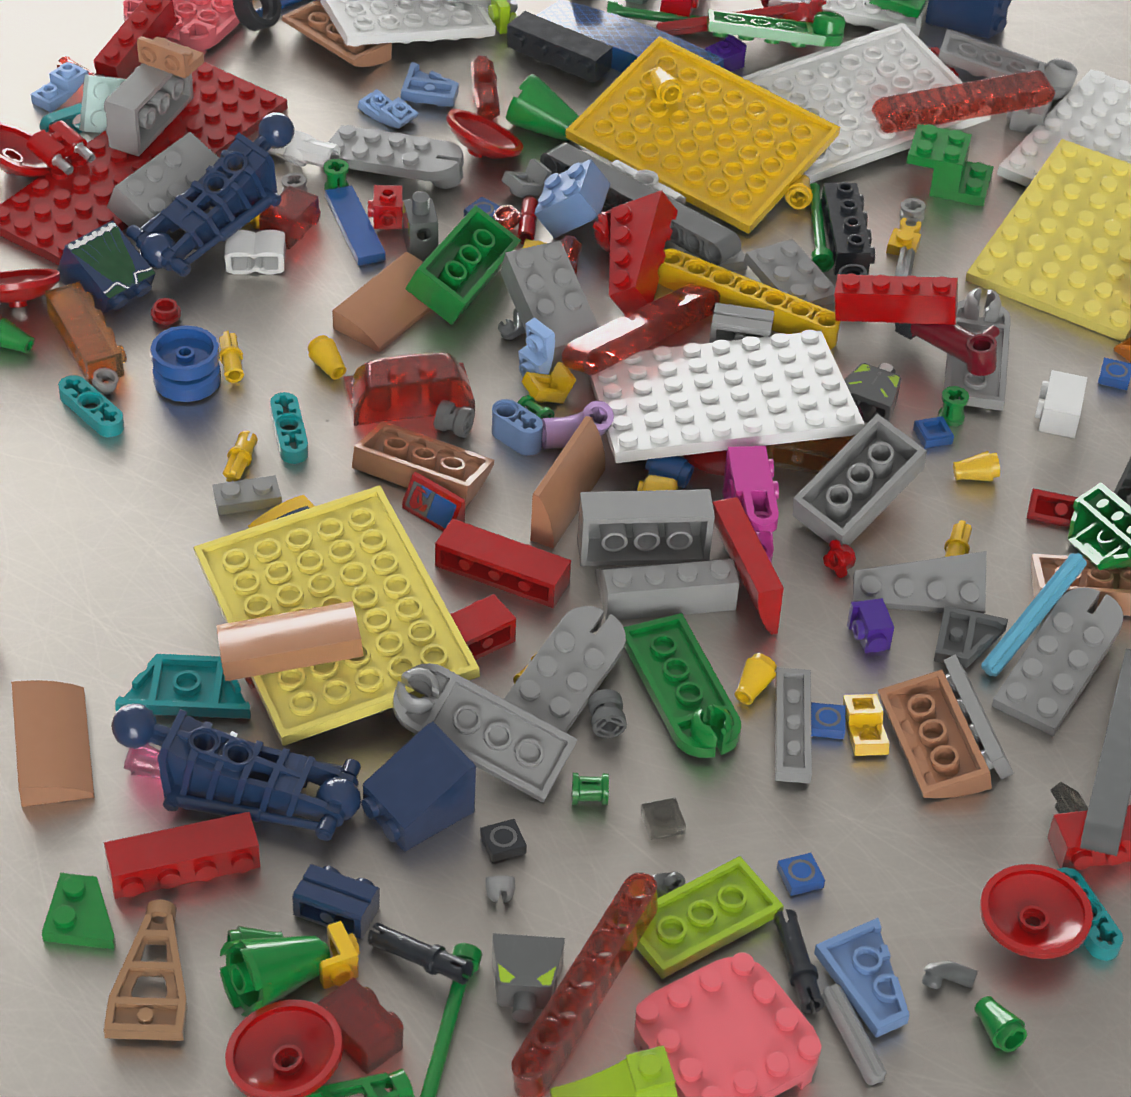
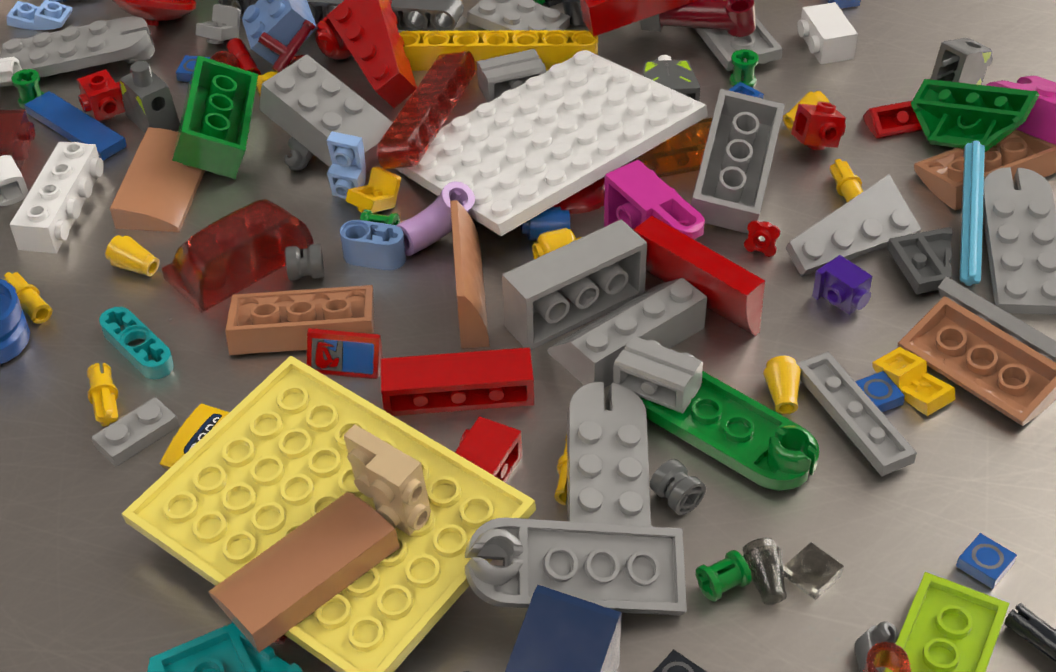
camera: 25 degrees left, 0 degrees up
(301, 282) = (57, 197): none -> white brick
(376, 604) = (389, 478): none -> tan plate
(559, 229) = (286, 53): none -> dark red piece
(625, 798) = (766, 569): none -> clear smoke cone
(652, 623) = (658, 373): none -> light grey brick
(971, 484) = (818, 125): none -> red brick

